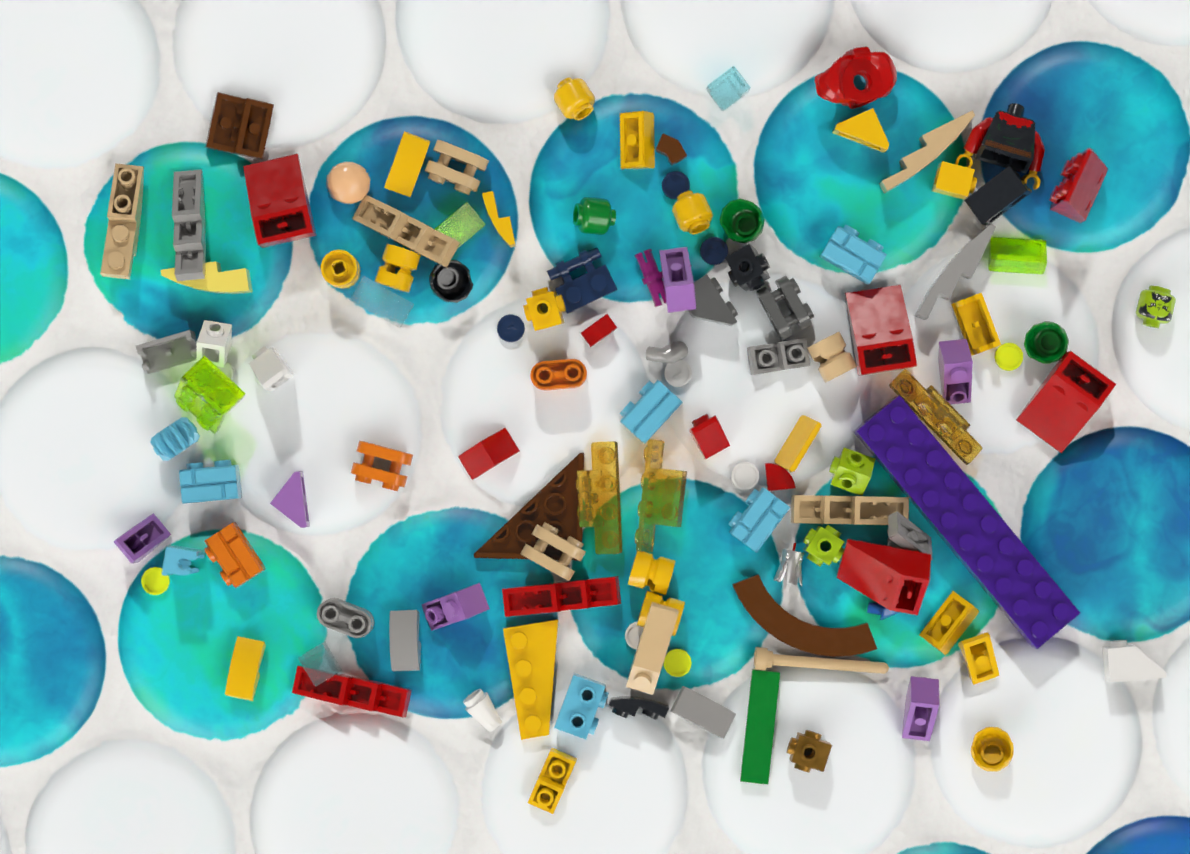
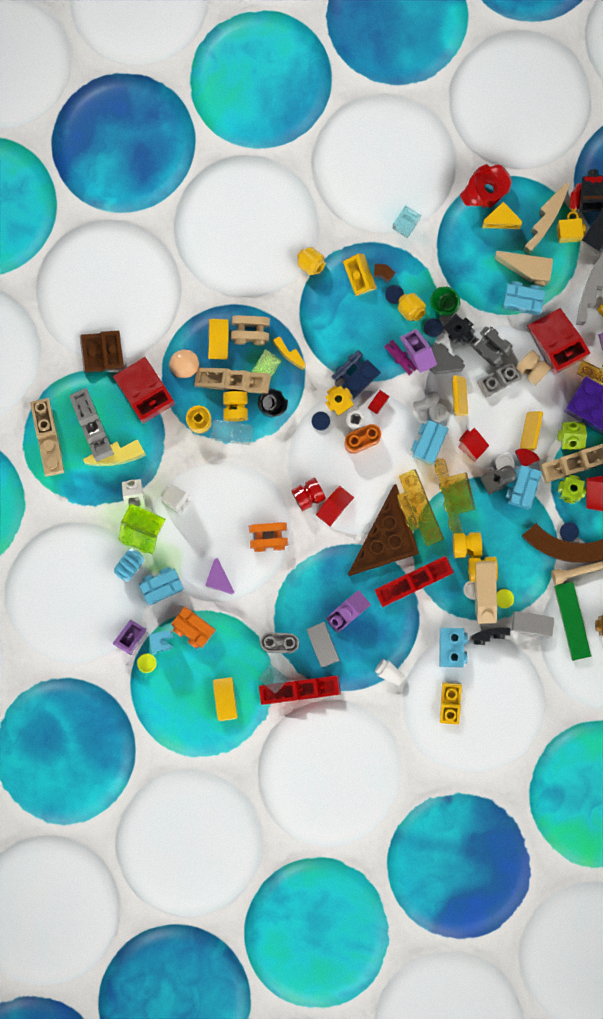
camera: 25 degrees left, 5 degrees down
(168, 351) = (105, 511): light grey hinge -> none
(456, 426) = (308, 494): none -> red wheel
(531, 666) = (412, 636): yellow wing -> none
(548, 535) = (409, 547): tan brick -> none
(556, 337) = (358, 415): none -> white cone
(594, 215) = (349, 330): green head -> none
(716, 360) = (459, 394): none -> yellow slope
(727, 495) = (498, 479): none -> dark grey piece
(791, 562) = (555, 505): flat silver piece -> none
(800, 601) = (569, 532): none -> dark blue piece
(878, 214) = (530, 268): none -> tan slope

